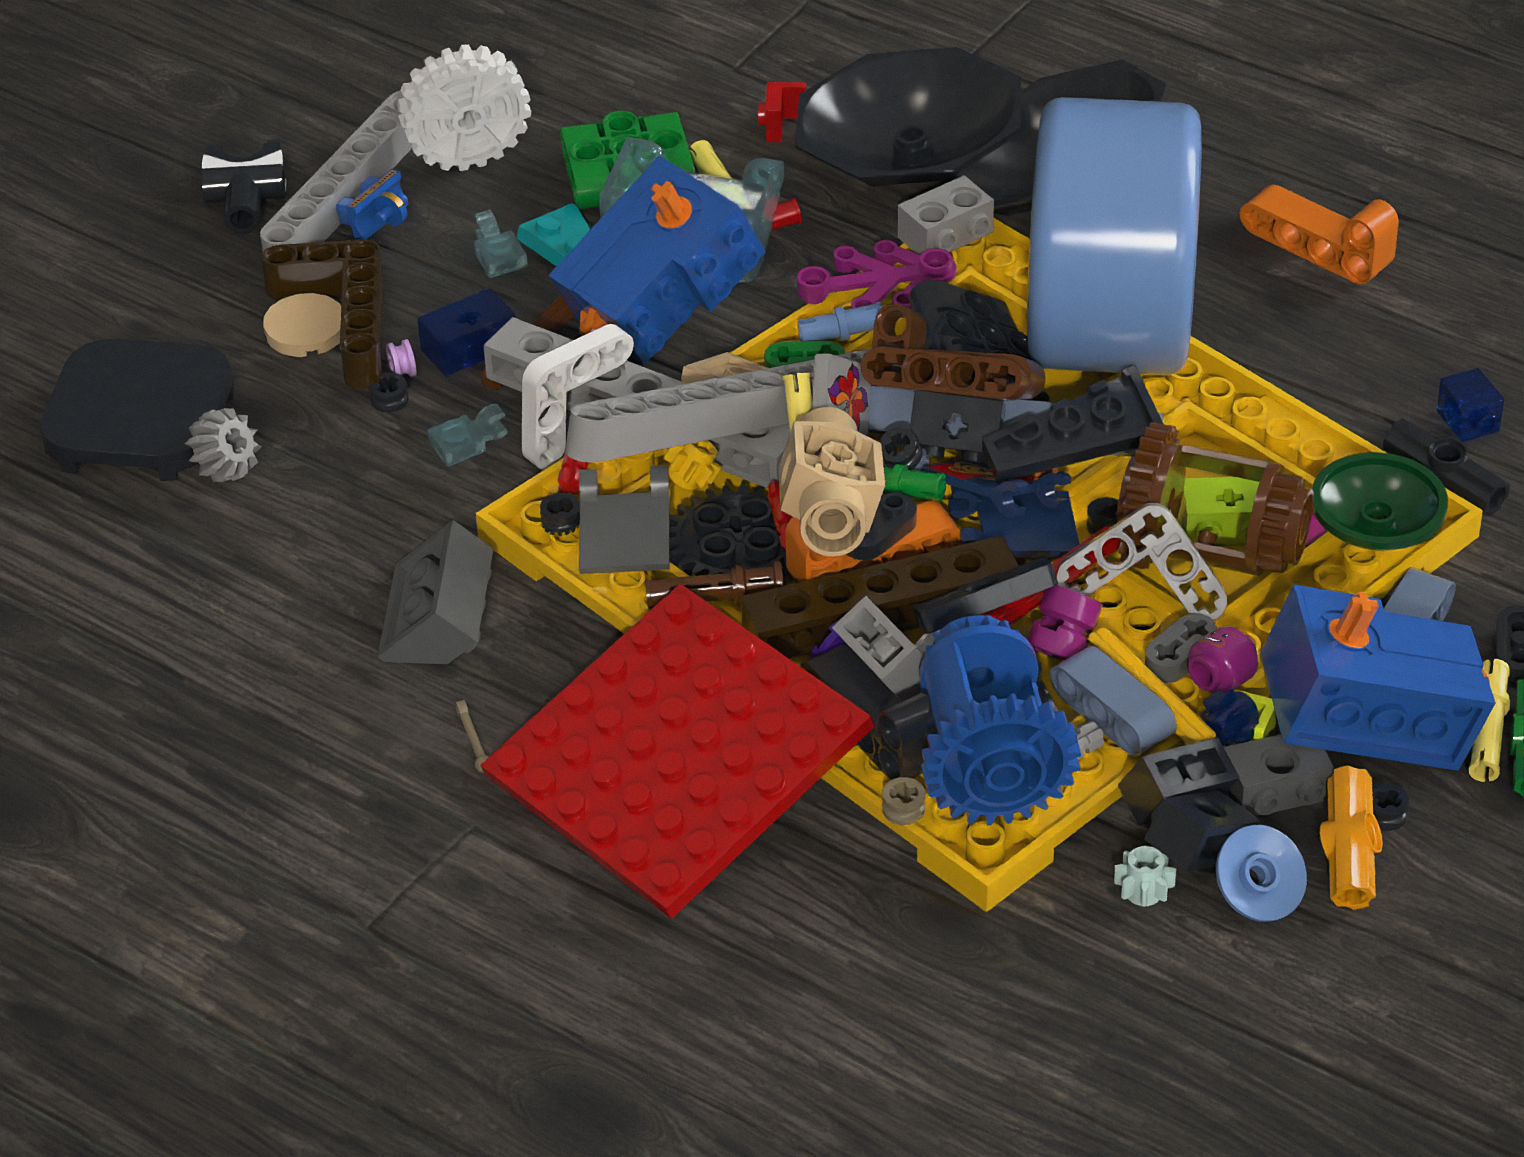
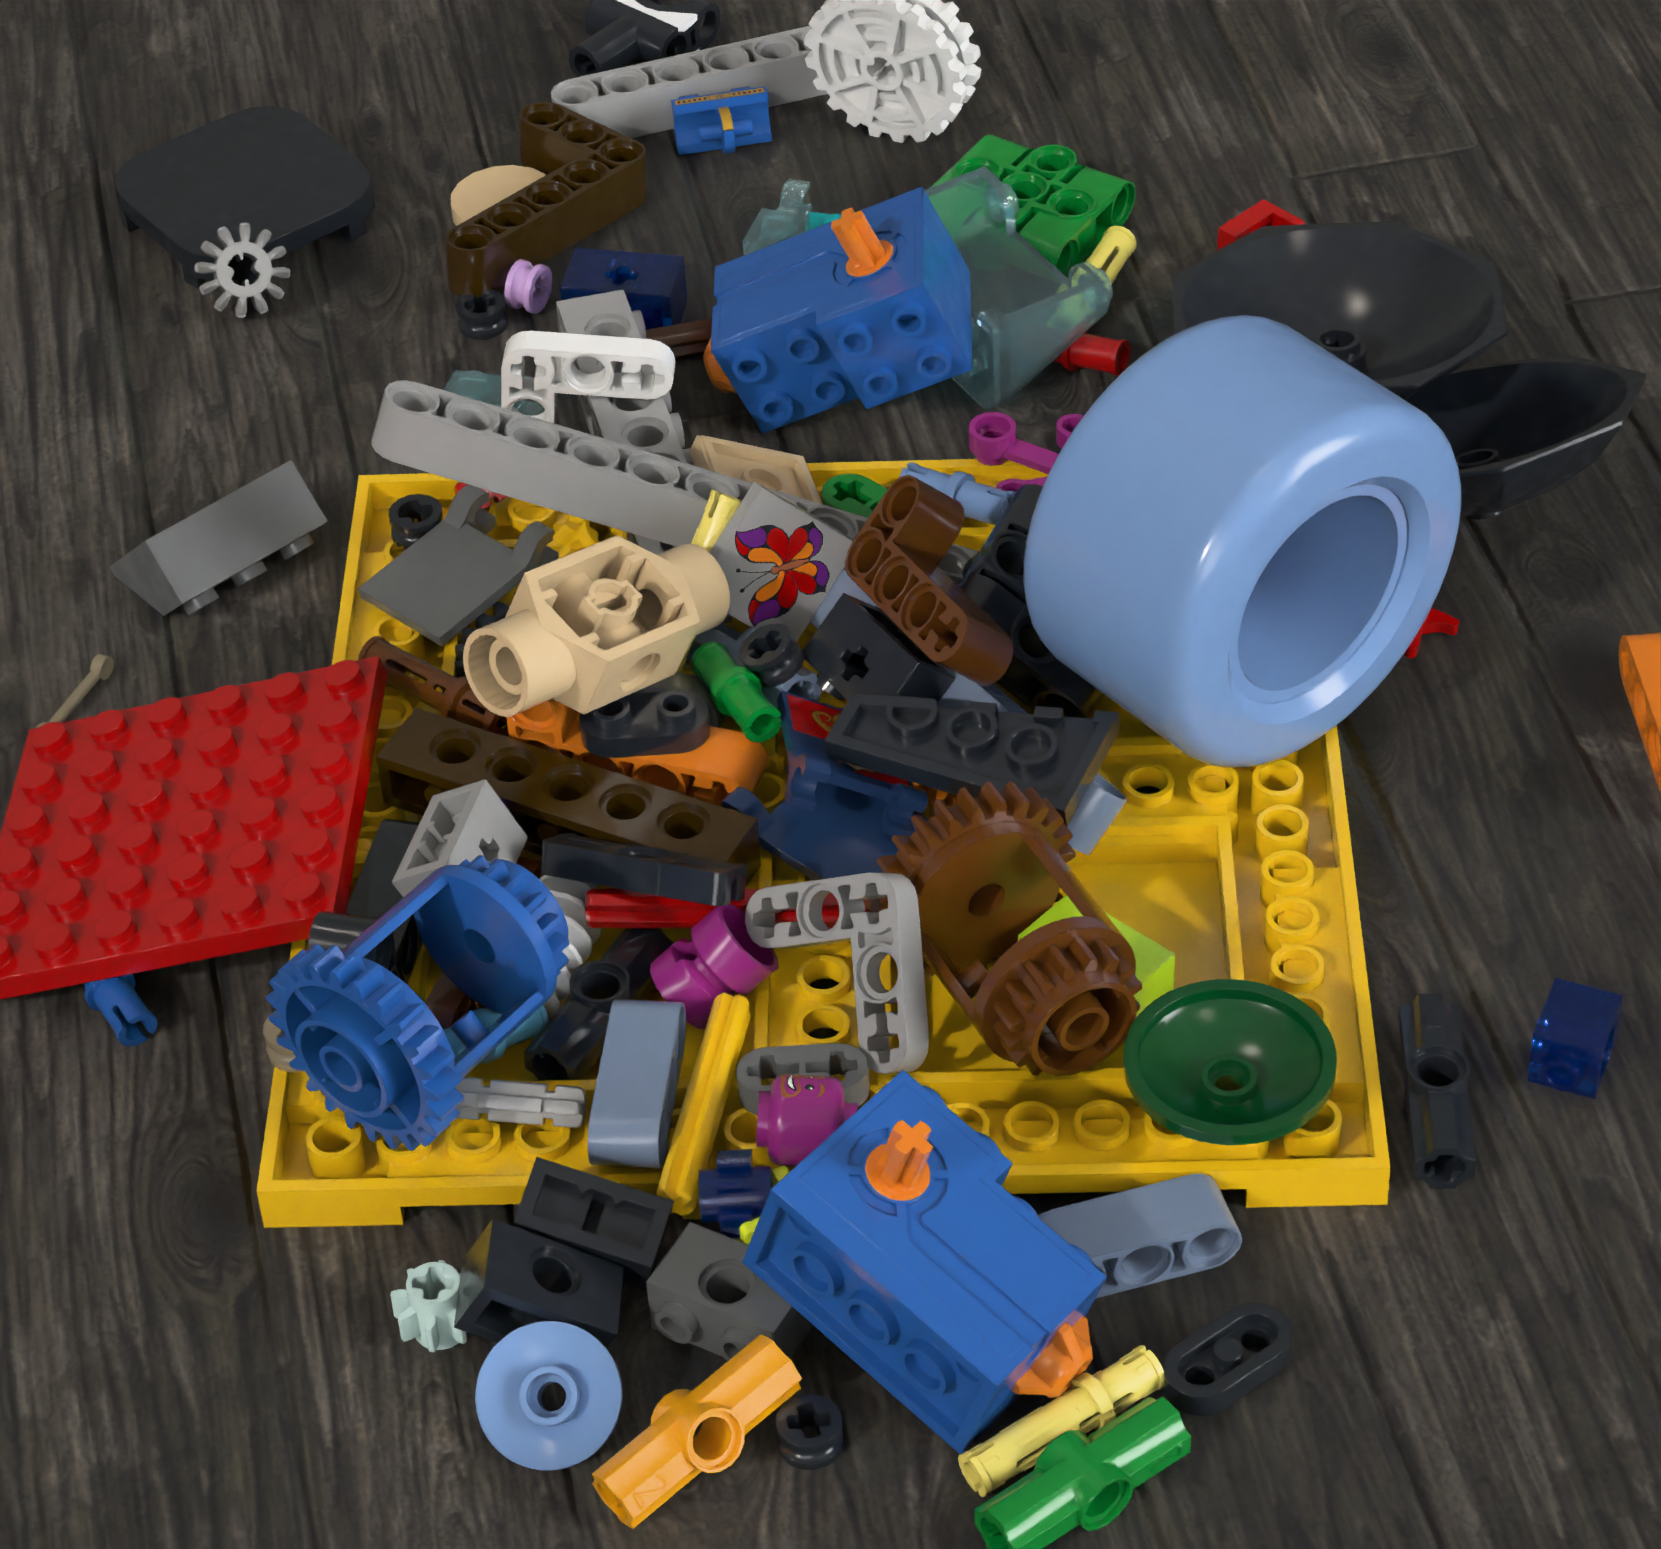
camera: 45 degrees right, 0 degrees up
(755, 859) = (121, 1008): none -> blue pin
(944, 373) = (888, 591): reddish brown beam -> none

